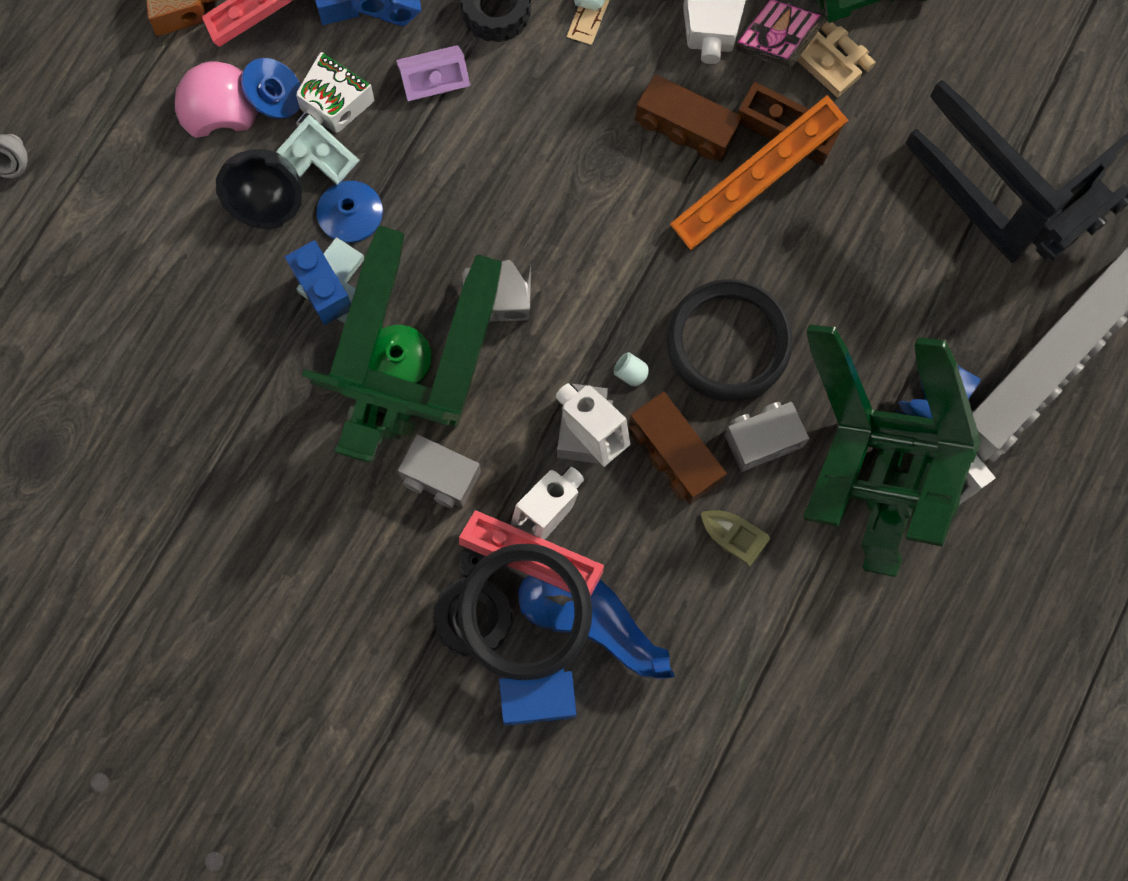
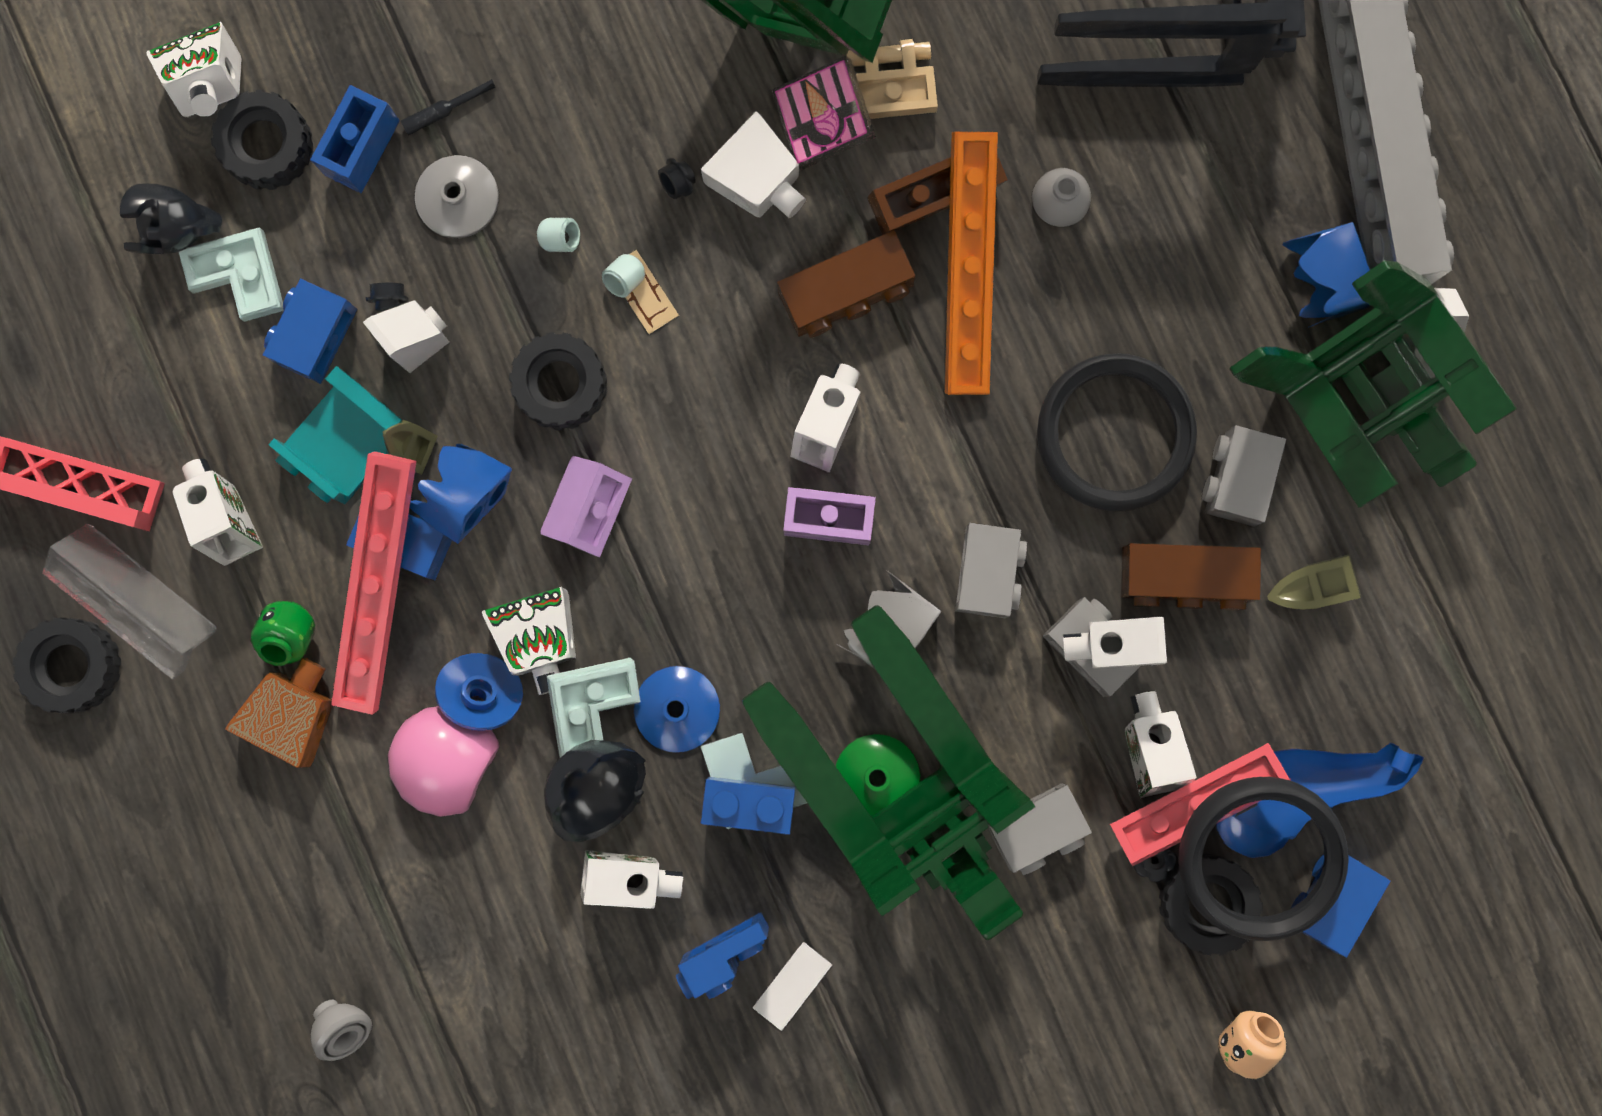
camera: 45 degrees left, 10 degrees up
(211, 333) = (714, 965): none -> blue plate
(214, 239) = (607, 877): none -> white torso
(226, 401) = (792, 986): none -> white sticker
(400, 707) = (1252, 1044): none -> light nougat head
(536, 205) = (829, 516): none -> lavender brick
(579, 325) = (990, 571): none -> light grey brick
(594, 161) = (826, 418): none -> white torso
(631, 369) = (1076, 551): light aqua piece -> none
(849, 205) = (1061, 197): none -> light grey brick

